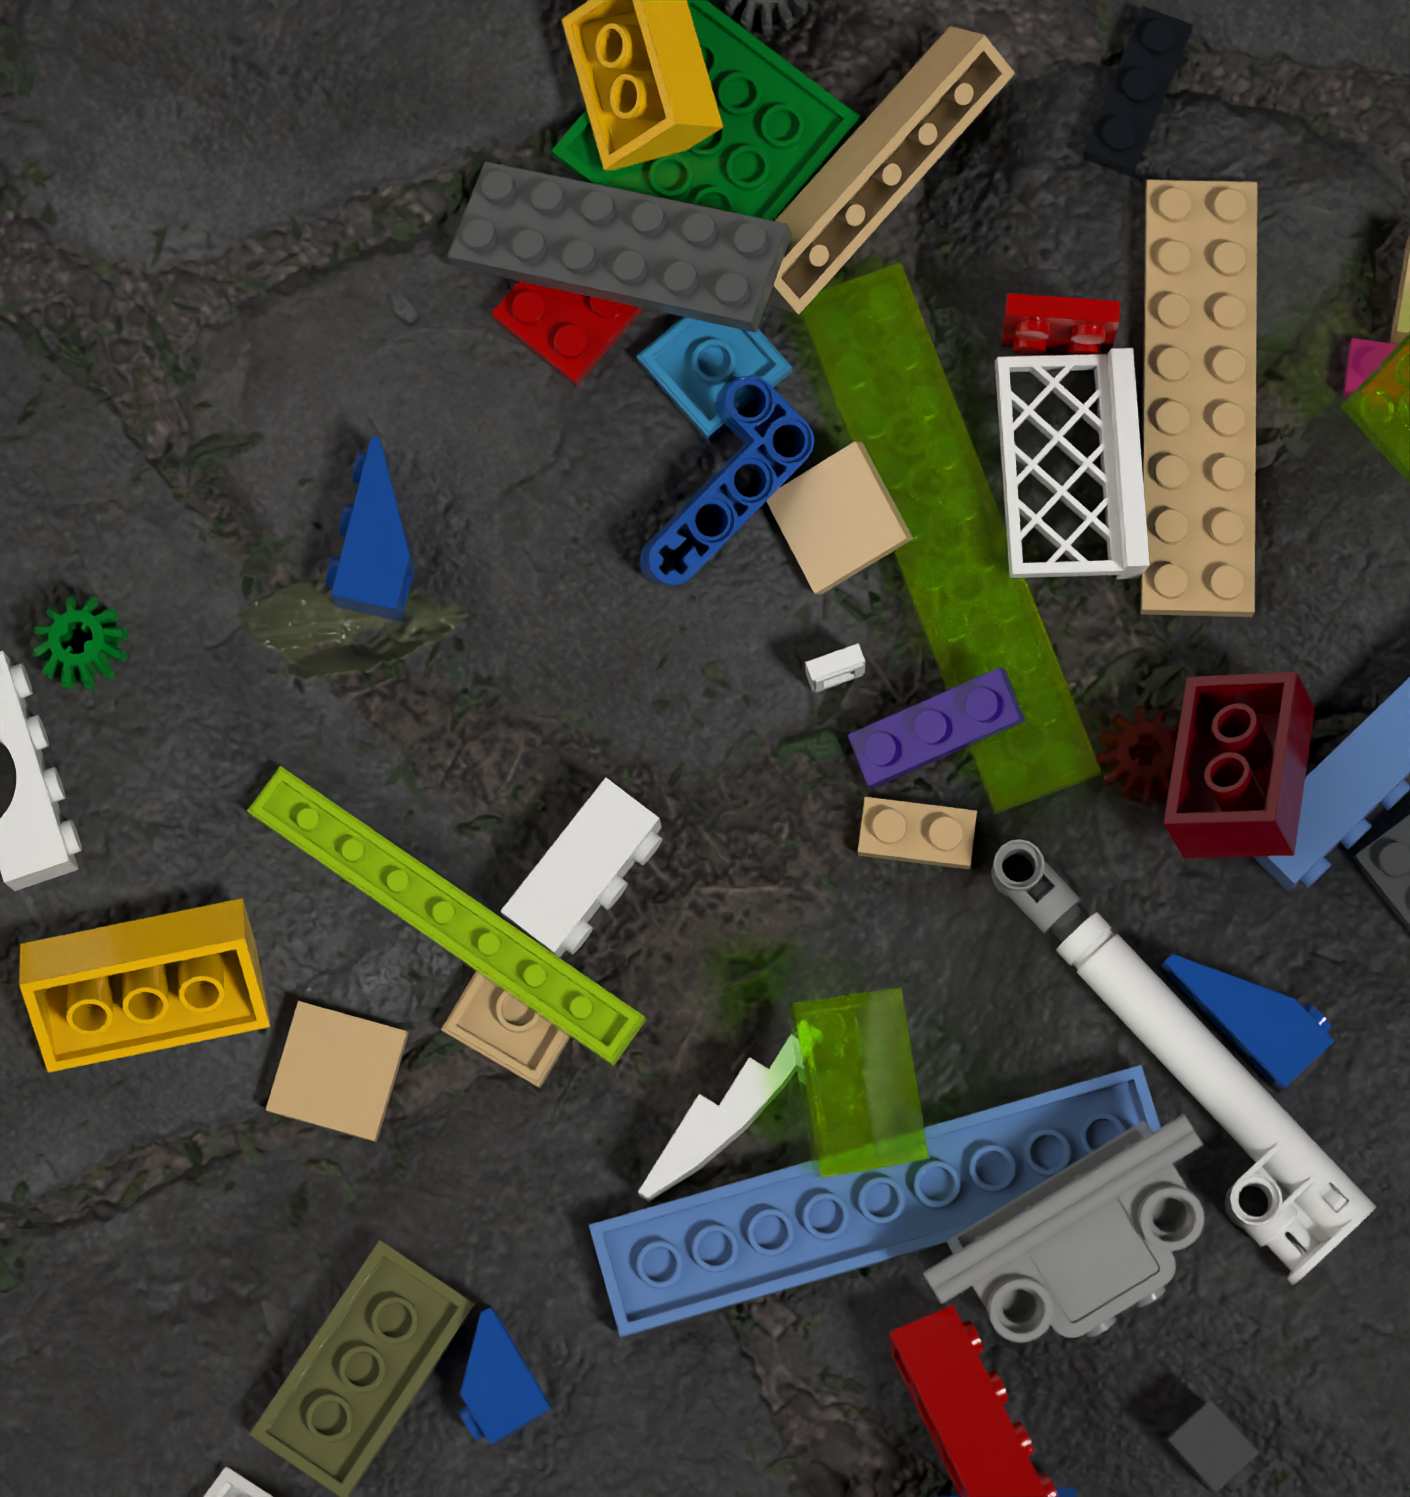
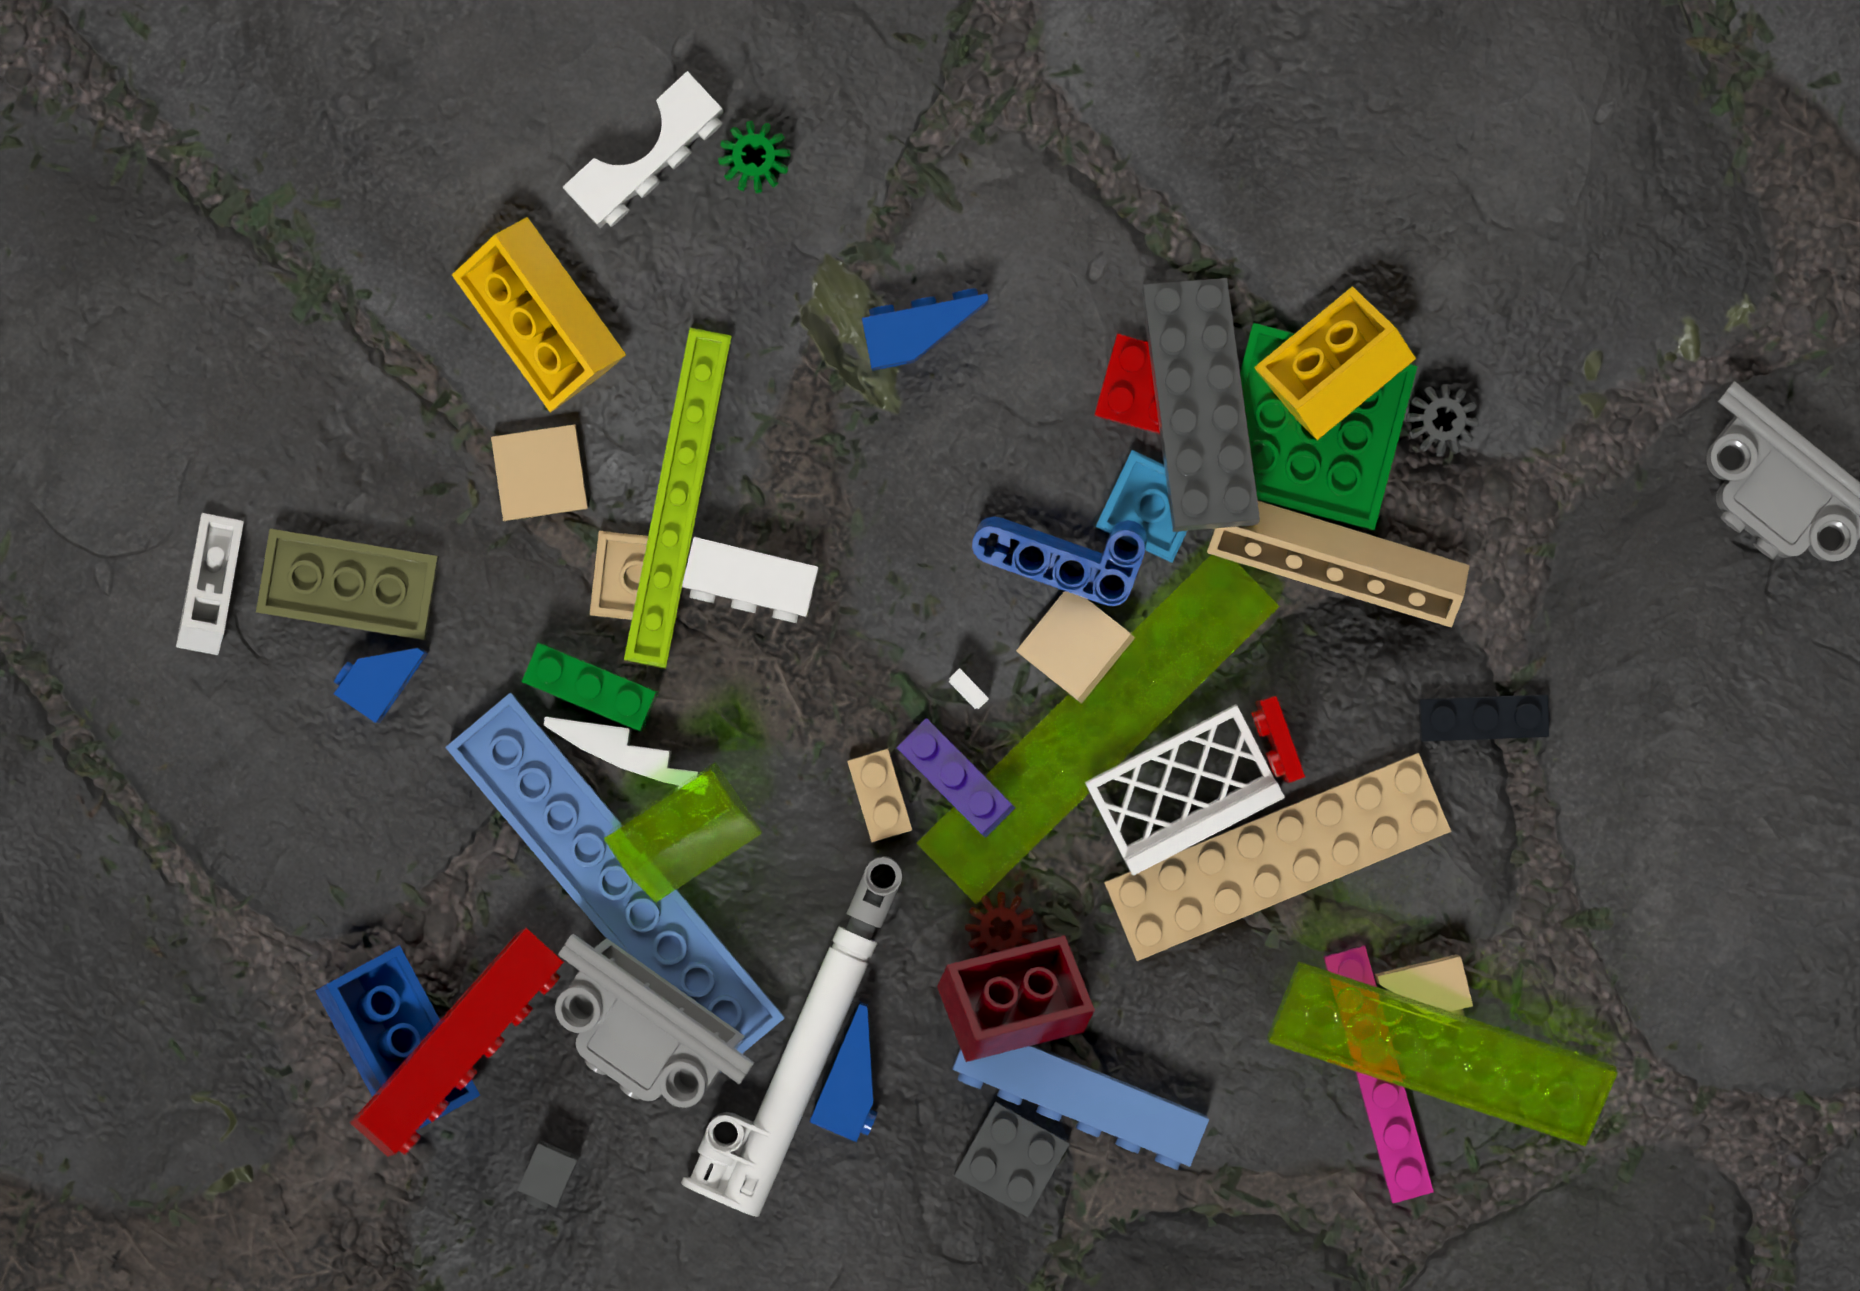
camera: 60 degrees right, 10 degrees up
(626, 1122) = (590, 686): none -> green brick

